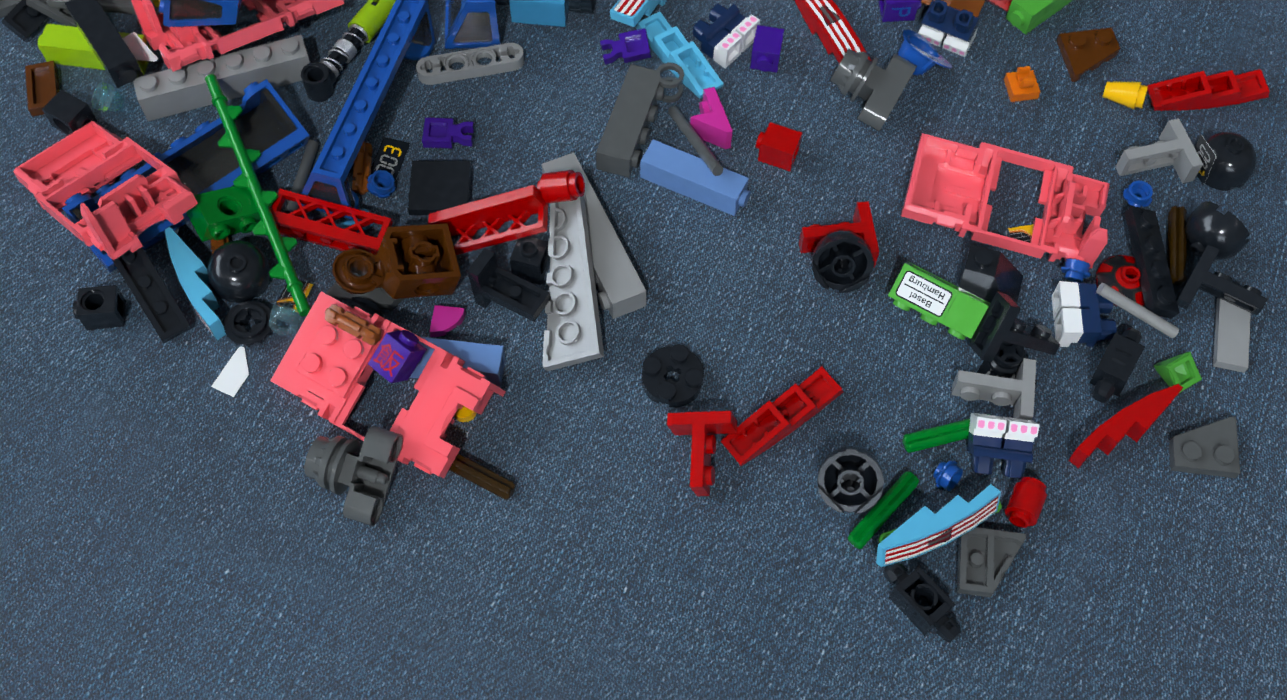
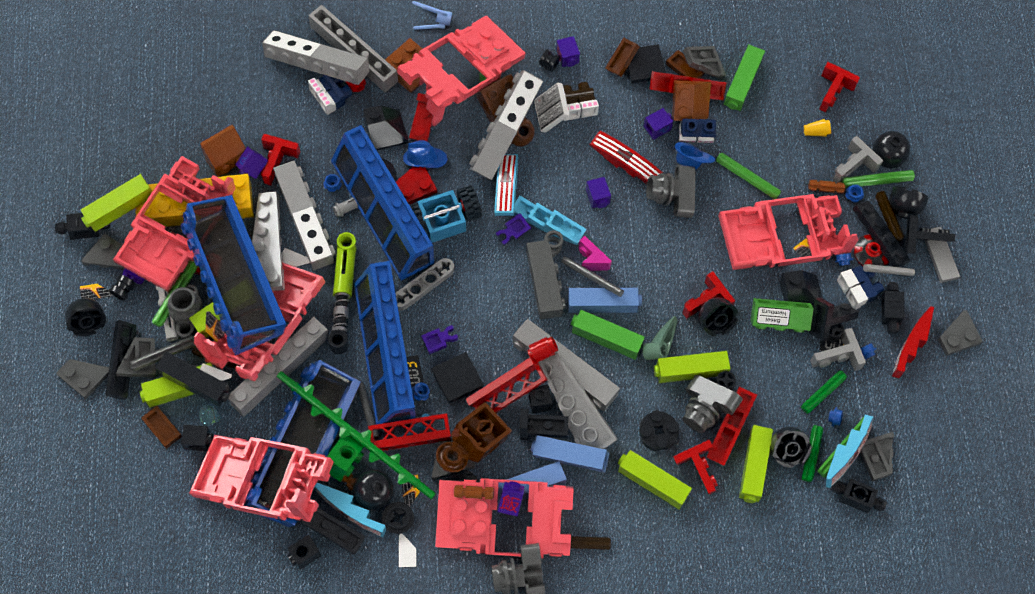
camera: 30 degrees left, 5 degrees up
(285, 314) = (418, 502): clear light blue tile -> none
(445, 319) = (510, 459): dark pink tile -> none
(526, 344) = (570, 453): none -> medium blue brick
(626, 435) = (654, 479): none -> lime brick
(675, 222) = (607, 334): none -> bright green brick
(727, 34) = (570, 193): hips -> none
(745, 263) = (661, 342): none -> sand green piece
(760, 363) = (705, 402): none -> dark grey beam
(769, 313) = (687, 366): none -> lime brick
(778, 146) = (640, 256): red brick -> none
(786, 483) = (755, 464): none -> lime brick
(805, 347) = (727, 378): none -> black wheel
(991, 111) = (748, 176): none -> bright green axle
(1001, 439) = (854, 384): hips -> none
(1022, 84) = (756, 149): orange tile -> none
(1026, 502) = (884, 412): red brick -> none
(1047, 406) = (868, 350): none -> blue plate
(1087, 50) = (781, 107): reddish brown wing -> none
(1100, 170) = (826, 186): none -> dark orange axle
(1179, 371) = (925, 295): bright green slope -> none
(1187, 191) = (877, 179): none -> bright green axle
(1188, 45) = (840, 79): none -> red bracket
(1206, 92) = (861, 106): red slope -> none
(1207, 157) = (883, 155): black sticker -> none

